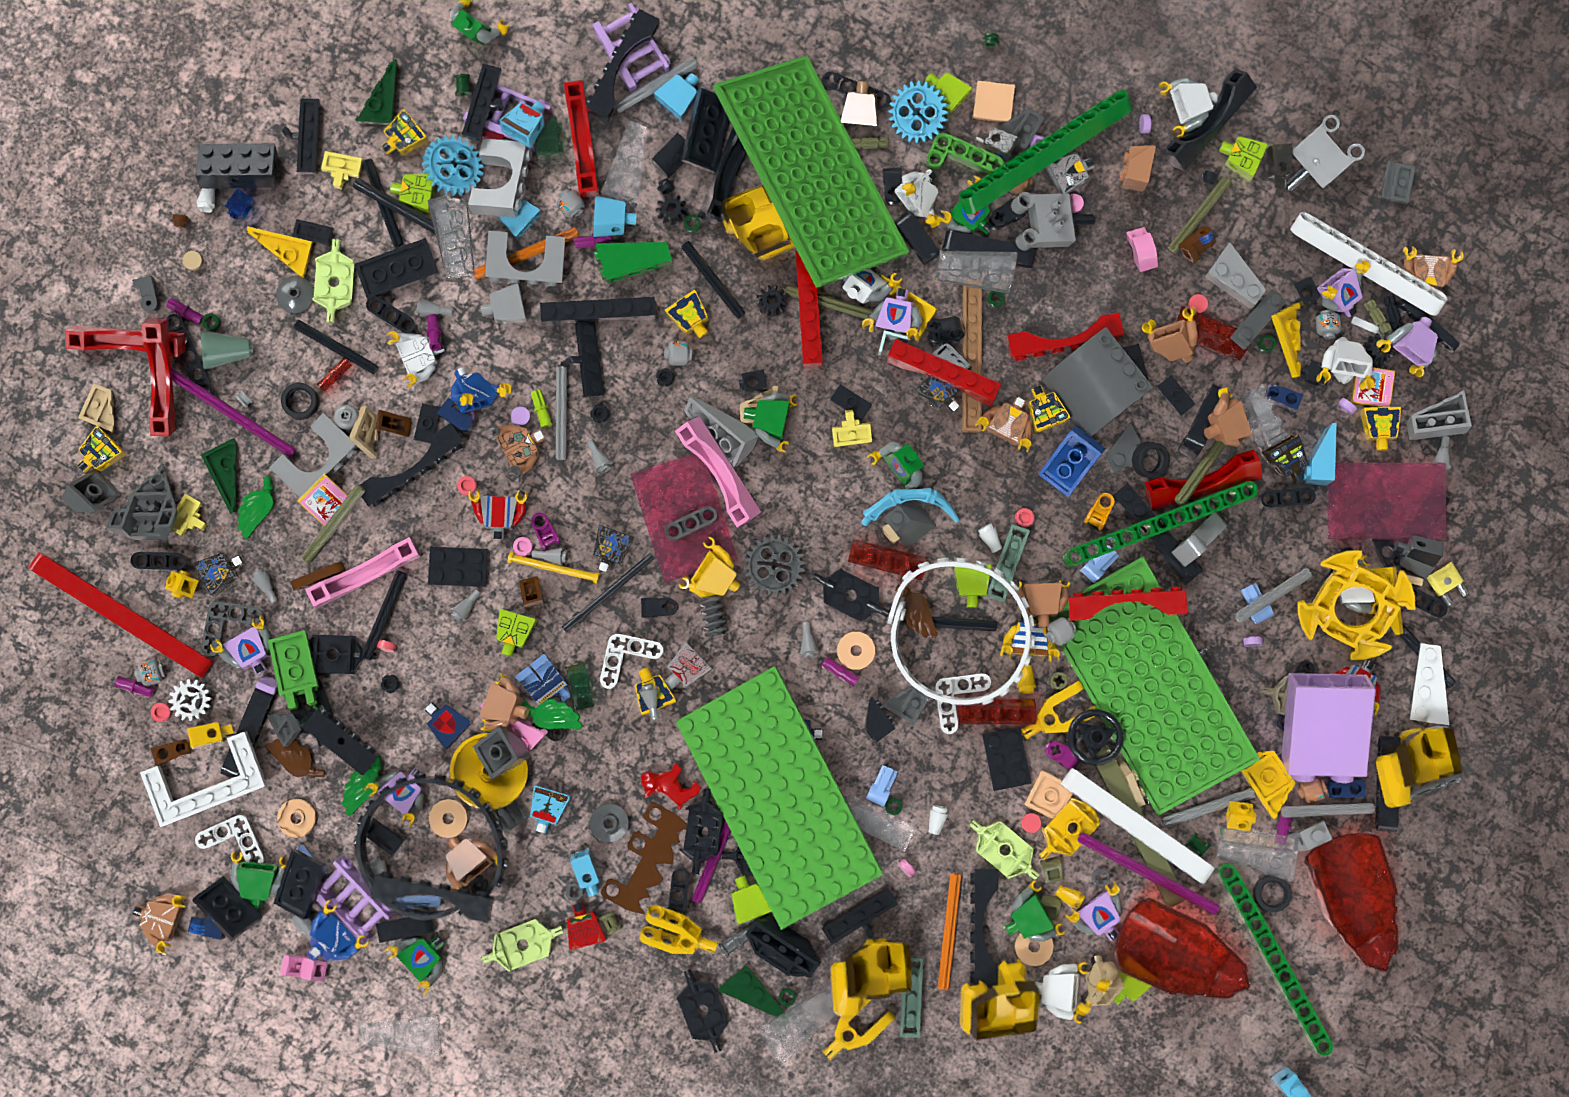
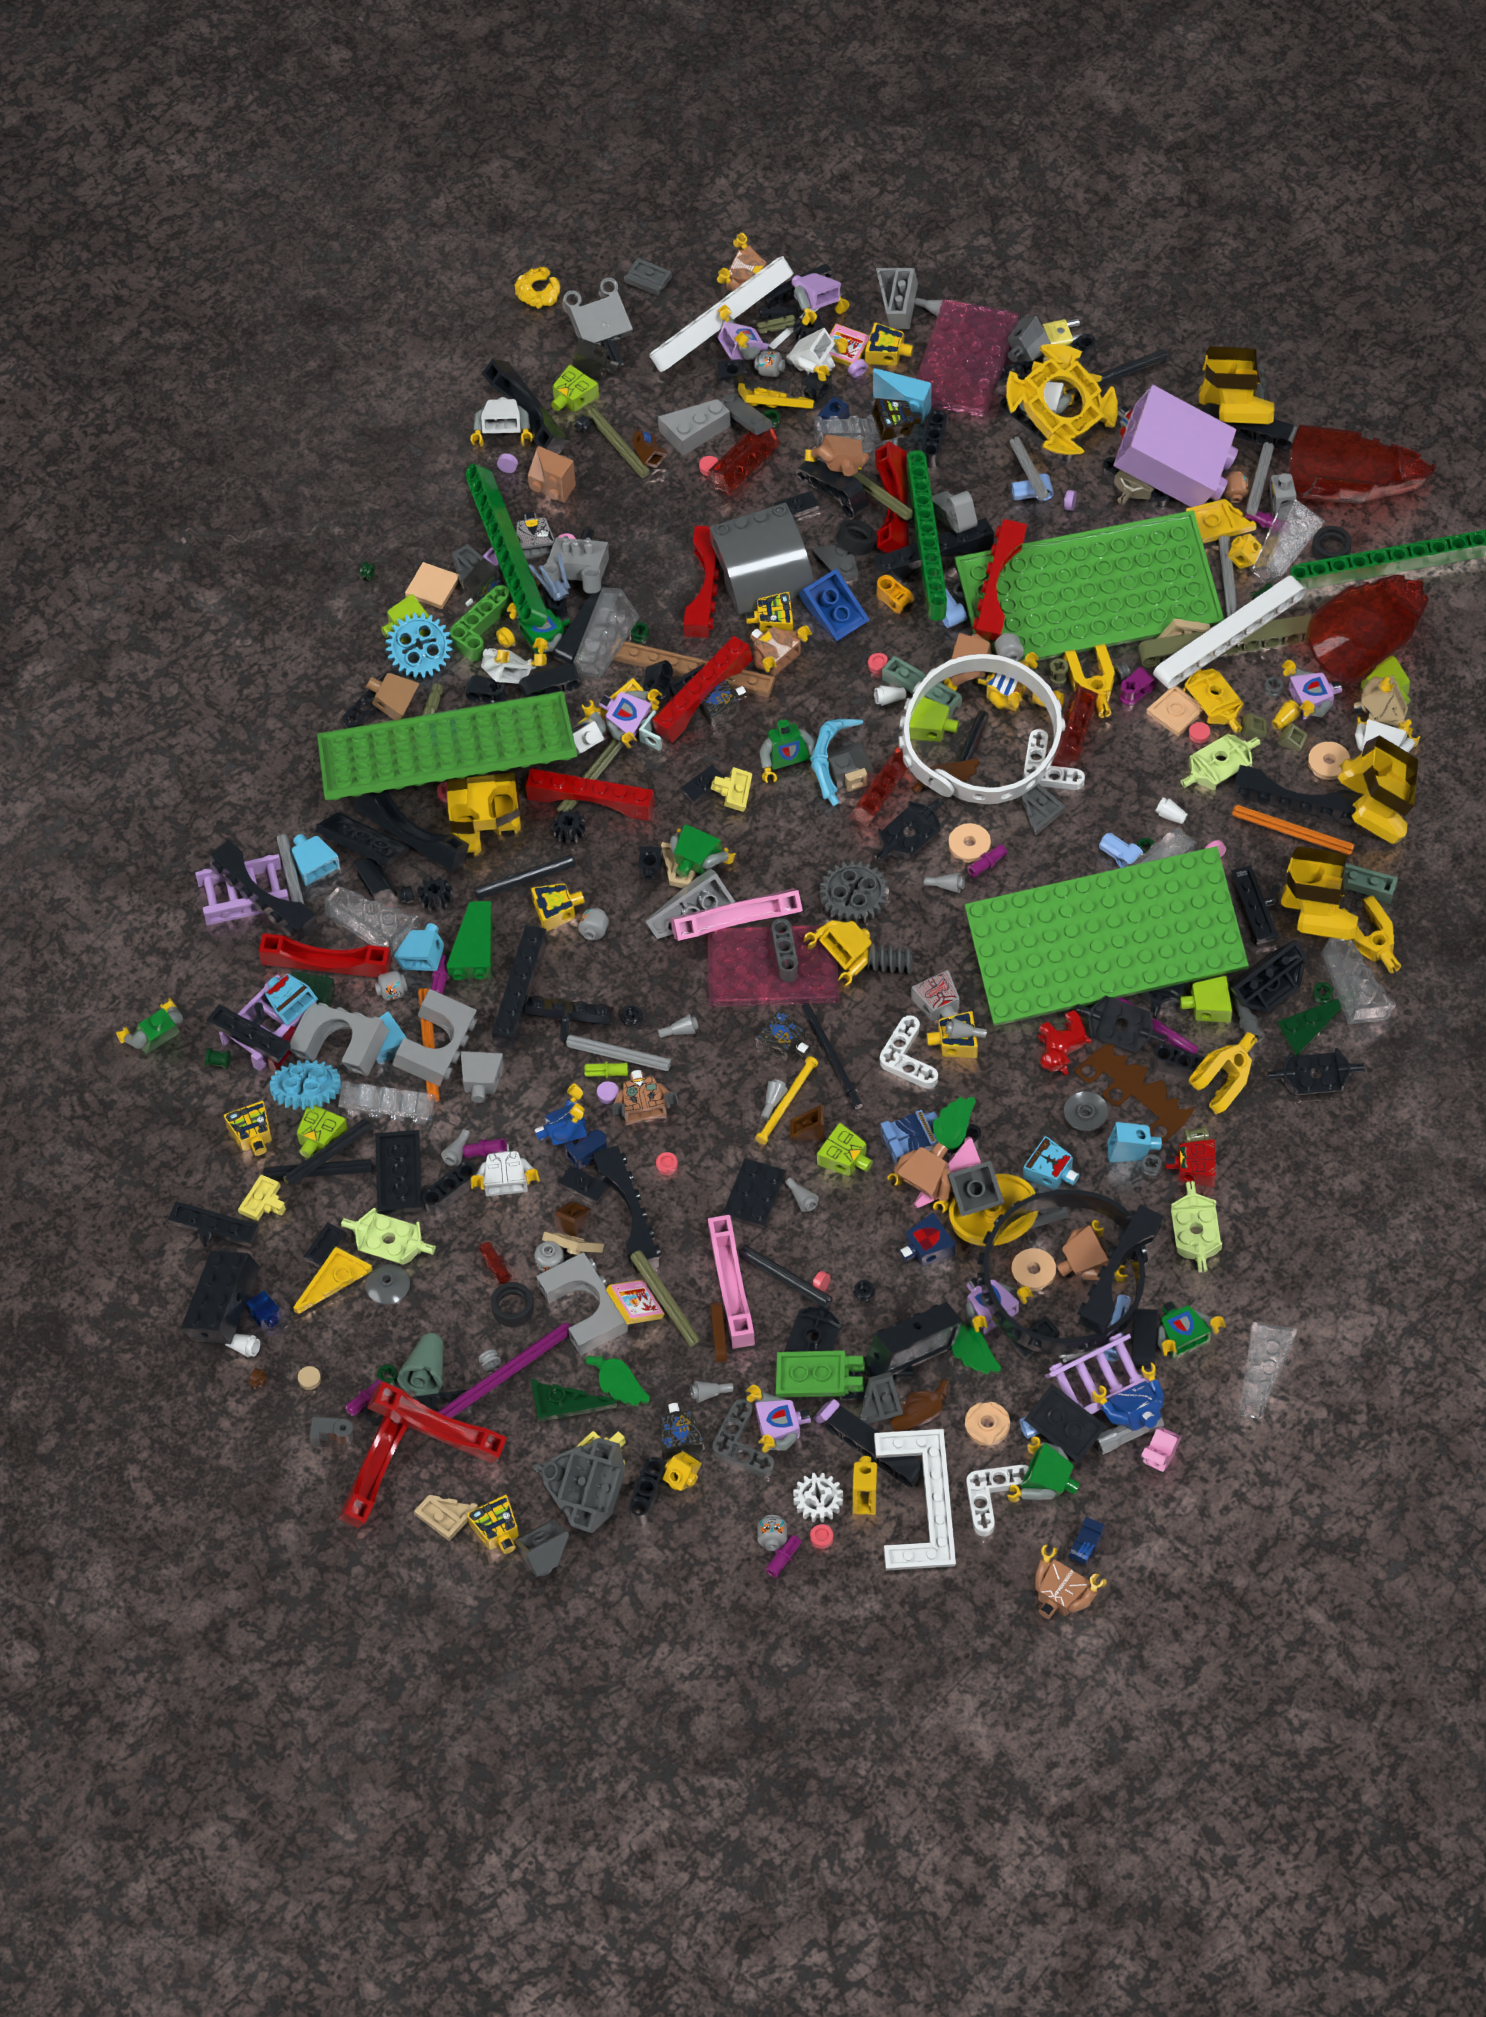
camera: 70 degrees left, 25 degrees down
(120, 614) = (693, 1549): red beam -> none
(170, 752) = (872, 1535): reddish brown leg -> none
(227, 909) = (1071, 1508): black plate -> none
(336, 347) = (463, 1255): black axle -> none
(380, 105) = (206, 1144): dark green wing -> none
(498, 512) = (708, 1132): torso -> none
(523, 546) = (752, 1125): bright pink tile -> none
(545, 532) = (744, 1096): magenta piece -> none
(580, 686) = (913, 1102): clear green slope -> none
(655, 607) = (863, 1010): black piece -> none
(665, 372) = (614, 940): black plate -> none
(696, 227) = (457, 875): dark green bush -> none
(876, 722) = (1051, 834): black slope -> none
(953, 182) = (505, 637): none -> yellow tile
(1006, 212) = (557, 589): none -> sand blue plant
(1006, 758) = (1125, 738): black plate -> none
(1031, 917) = (1297, 747): green torso -> none
(1095, 737) = (1127, 648): black piece -> none
(1143, 249) = (638, 490): bright pink brick -> none
(1148, 873) = (1280, 637): magenta axle -> none
(1175, 339) = (741, 485): nougat torso -> none
(1342, 85) = (537, 298): none -> yellow piece
(1347, 790) = (1244, 457): dark blue leg -> none
(1429, 691) = (1164, 370): white wing -> none

